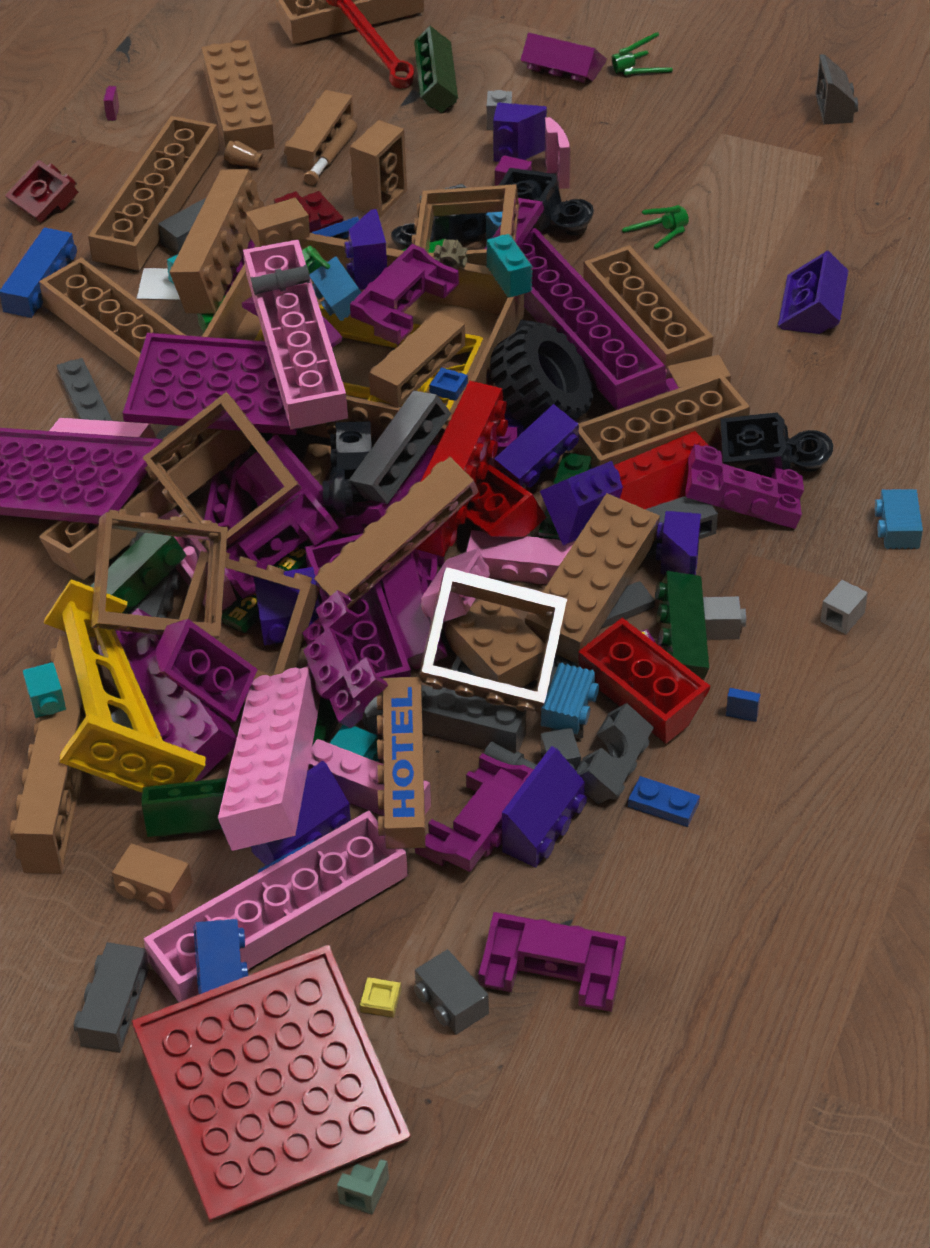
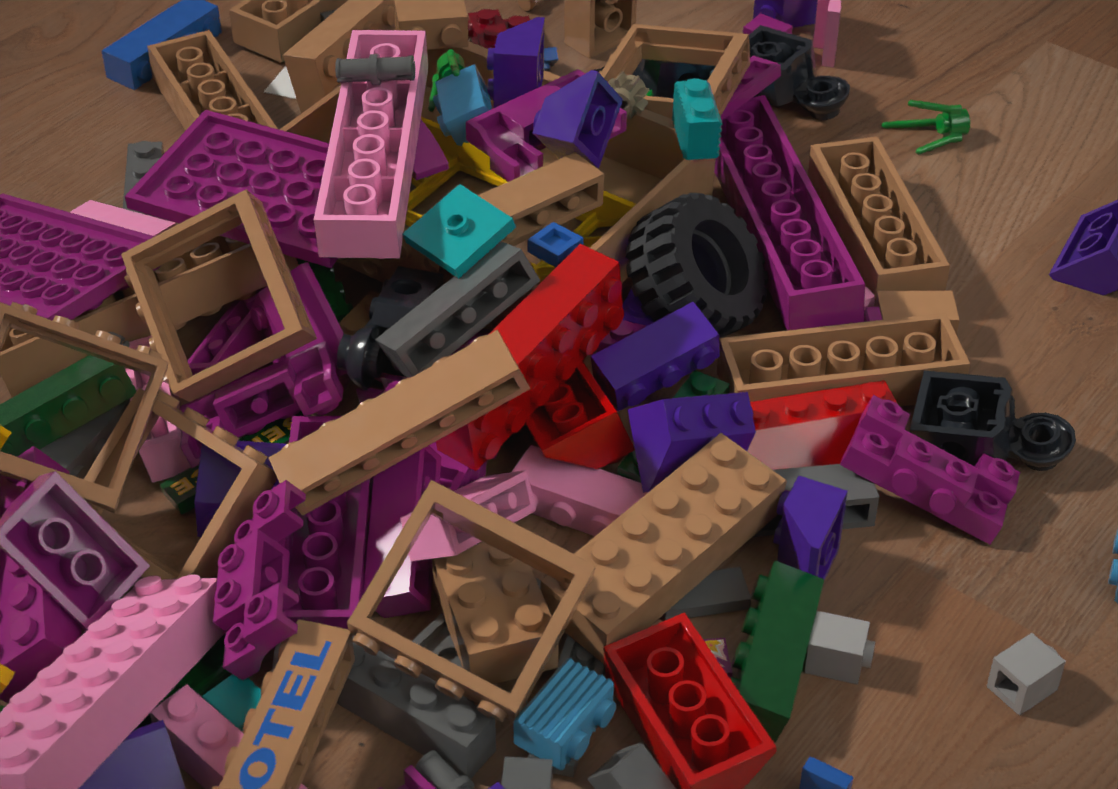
camera: 15 degrees right, 5 degrees down
(384, 389) = (459, 230): none -> teal plate
(432, 286) = (579, 118): none -> dark purple slope

